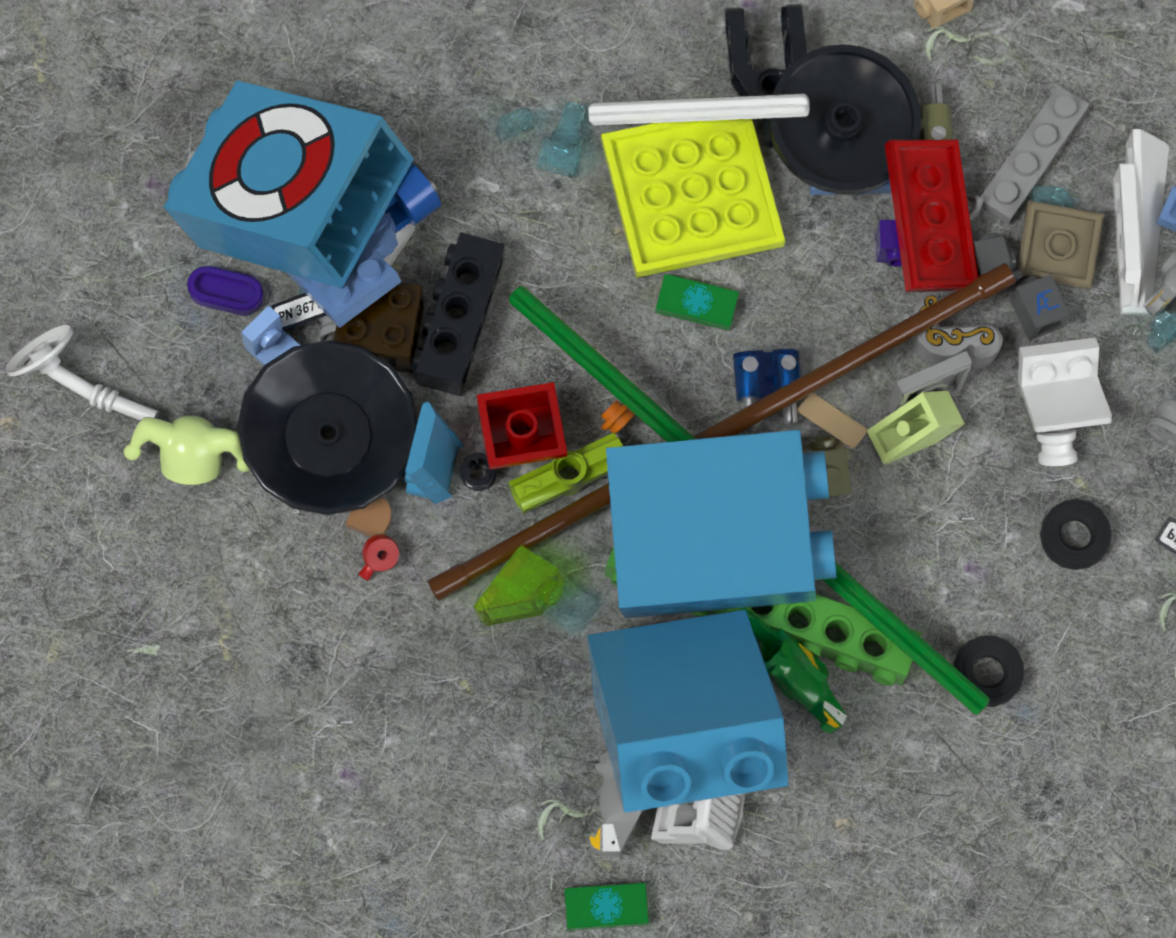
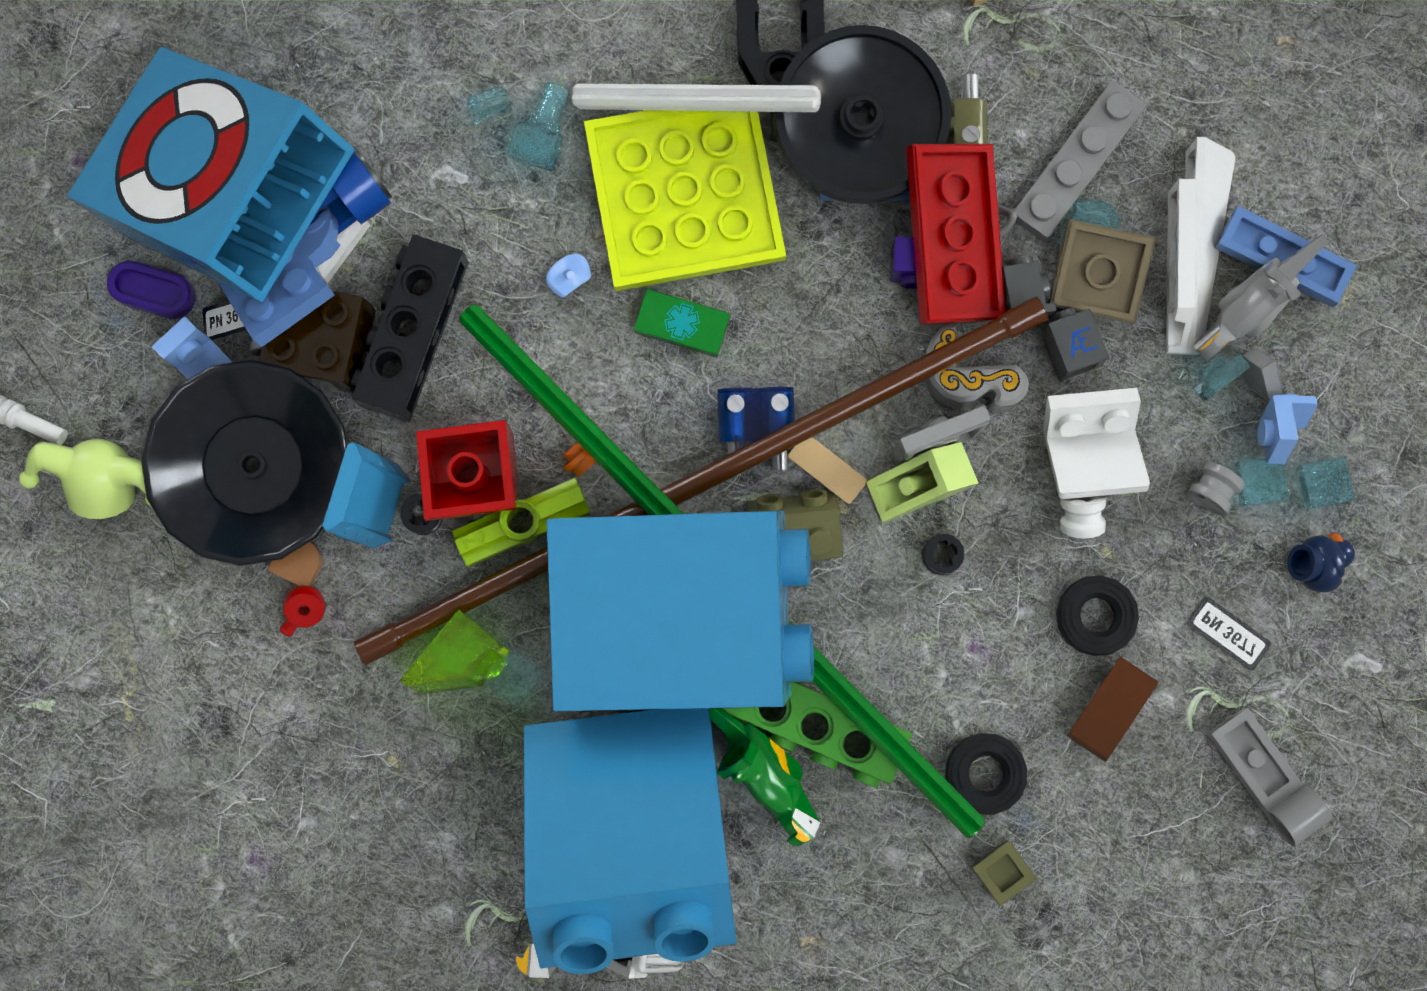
camera: 10 degrees right, 10 degrees up
(594, 264) = (568, 274): none -> light blue piece
(944, 477) = (931, 547): none -> black bush
(1008, 752) = (1003, 872): none -> olive plate
(1094, 610) = (1112, 709): none -> reddish brown slope

